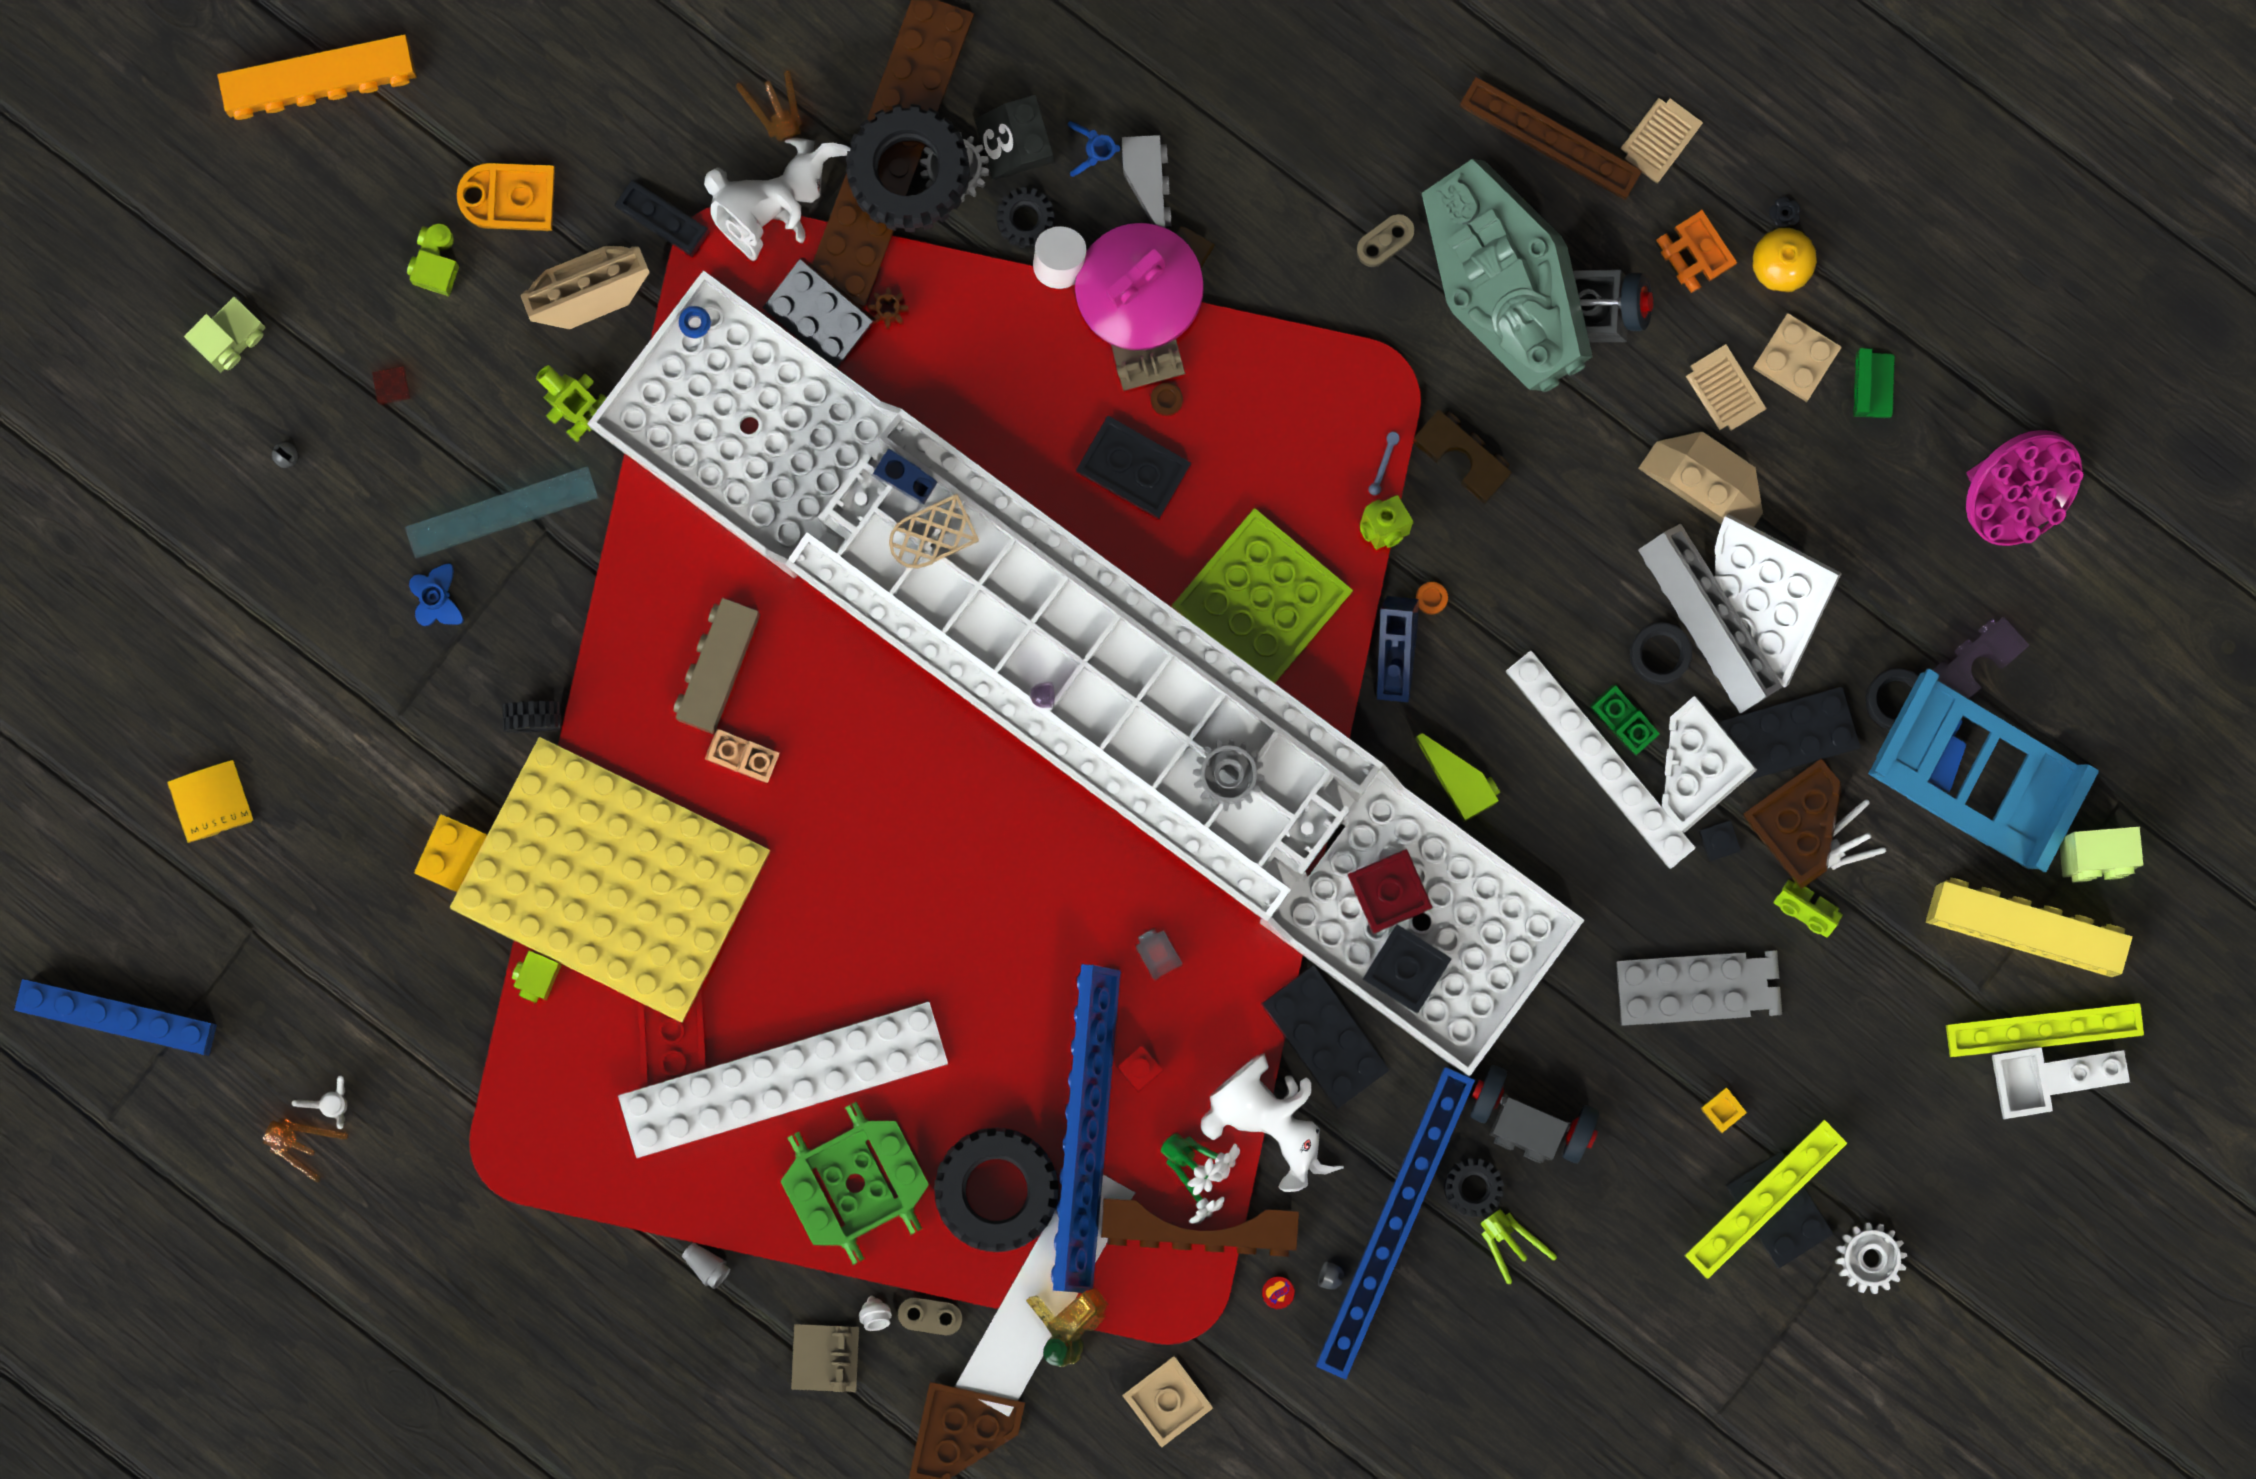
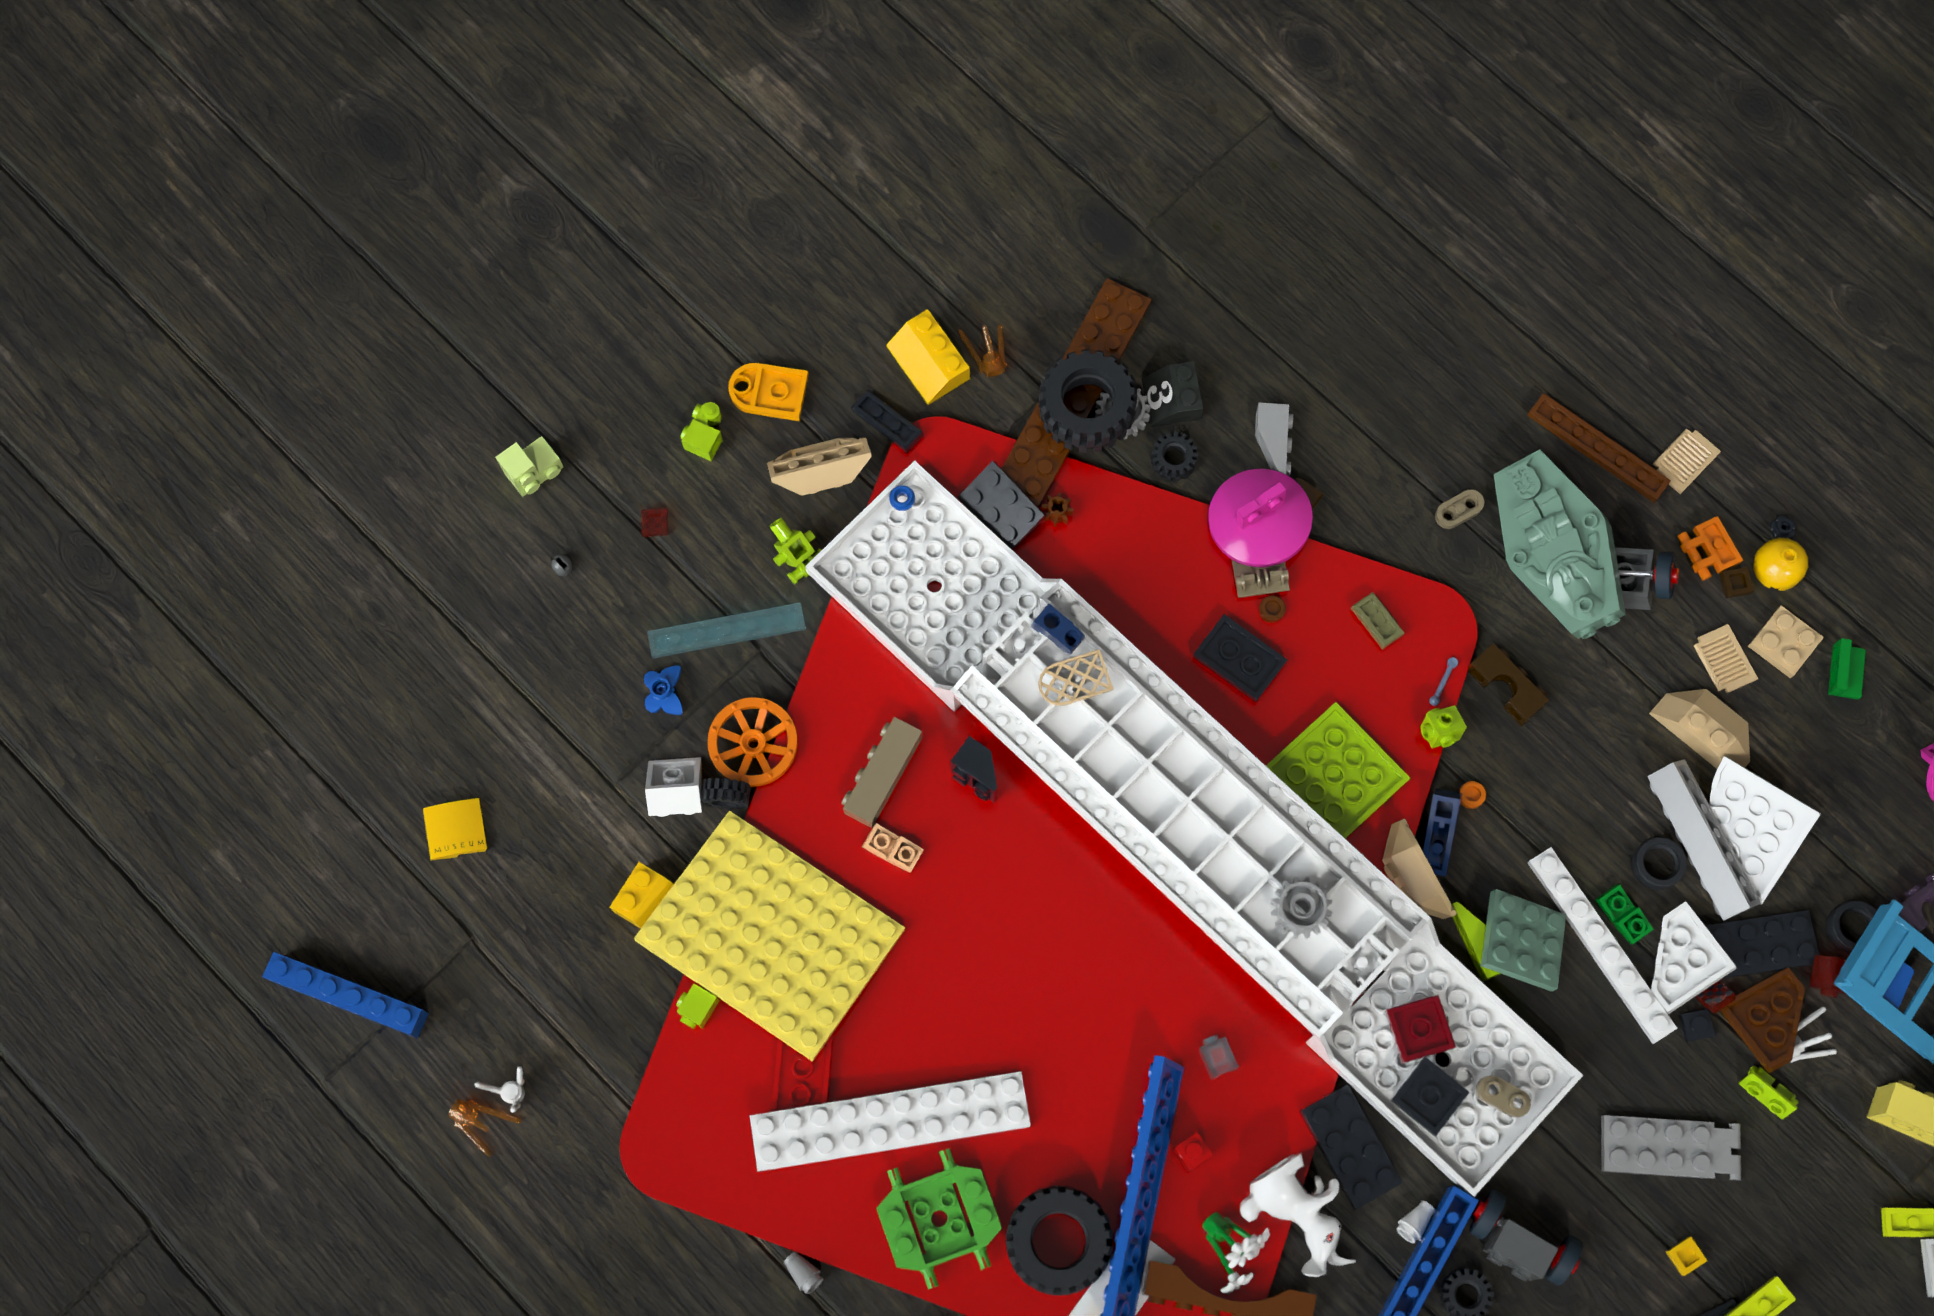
camera: 10 degrees right, 10 degrees down
(317, 76) = (634, 283): light orange brick -> none
(467, 714) = (674, 786): none -> white slope
(548, 640) = (750, 735): none -> orange wheel
(701, 126) = (928, 357): none -> yellow slope
(748, 205) = (955, 416): white animal -> none
(828, 646) = (975, 767): none -> black slope
(1043, 695) = (1151, 821): clear purple hinge -> none
(1059, 257) = (1198, 487): white piece -> none
(1097, 148) = (1239, 406): blue plant -> none
(1296, 398) = (1377, 620): none -> olive plate
(1367, 706) = (1412, 872): none -> tan wedge
(1408, 1113) = (1415, 1222): none -> white cone
(1493, 957) = (1504, 1096): none -> dark tan plate
(1504, 768) = (1523, 940): none -> sand green plate
(1732, 291) = (1736, 582): none -> dark brown plate
(1738, 805) = (1716, 997): none -> clear red tile
(1861, 760) = (1825, 973): none -> clear red brick

